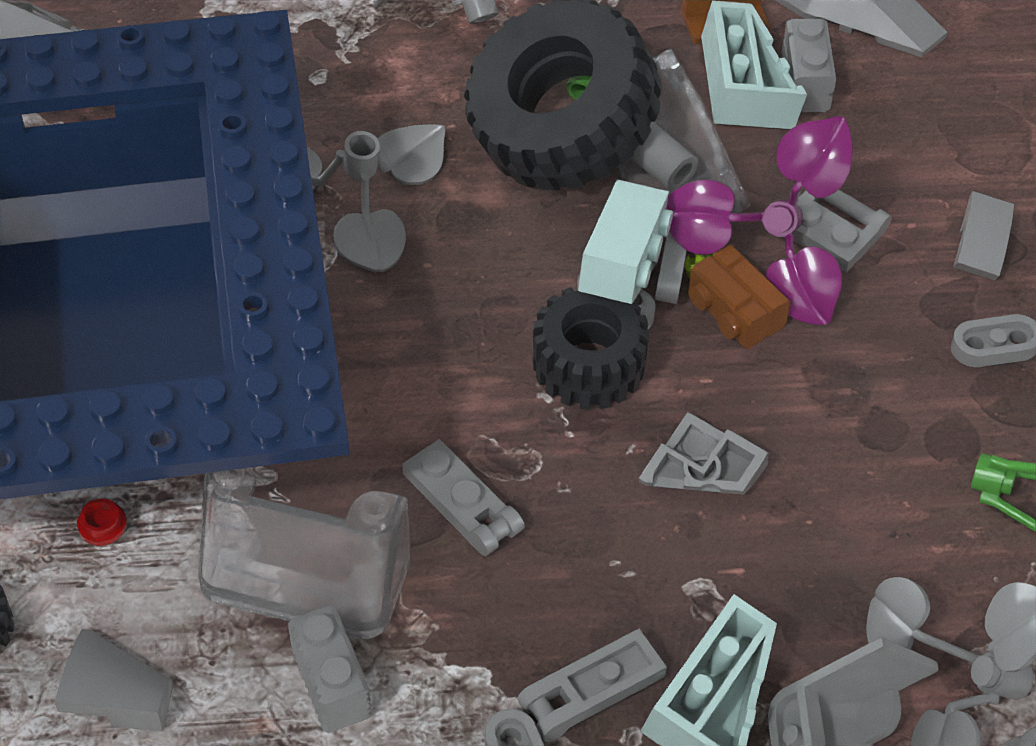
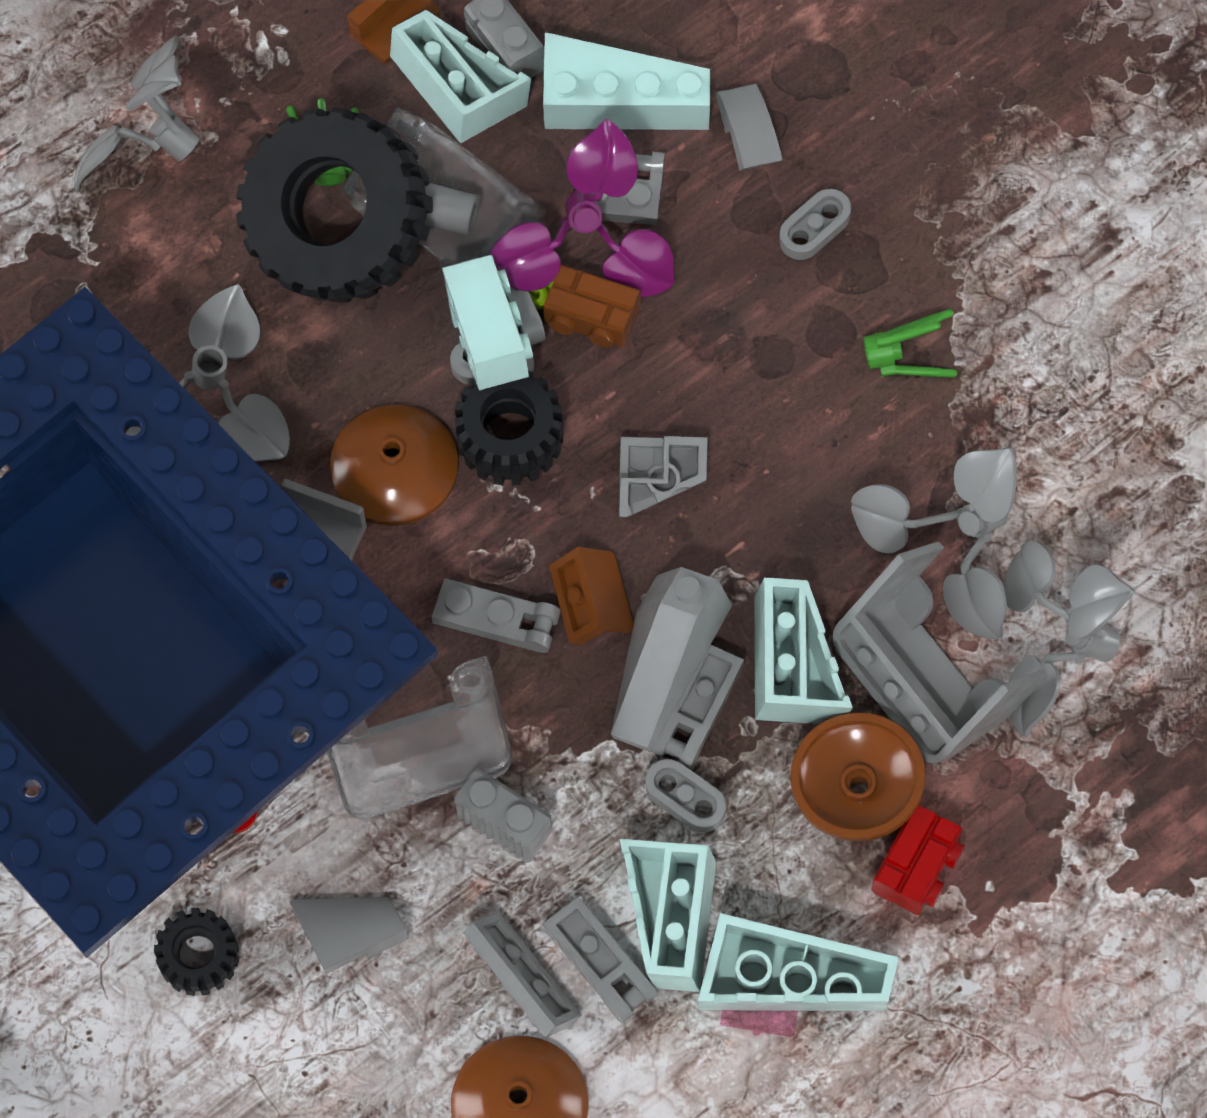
camera: 30 degrees left, 15 degrees up
(369, 334) = (337, 518): none -> light grey panel
(465, 345) = (397, 487): none -> dark orange dish
(564, 528) = (590, 594): none -> dark orange panel
(595, 616) = (665, 650): none -> light grey wedge
(896, 151) = (629, 88): none -> light aqua wedge

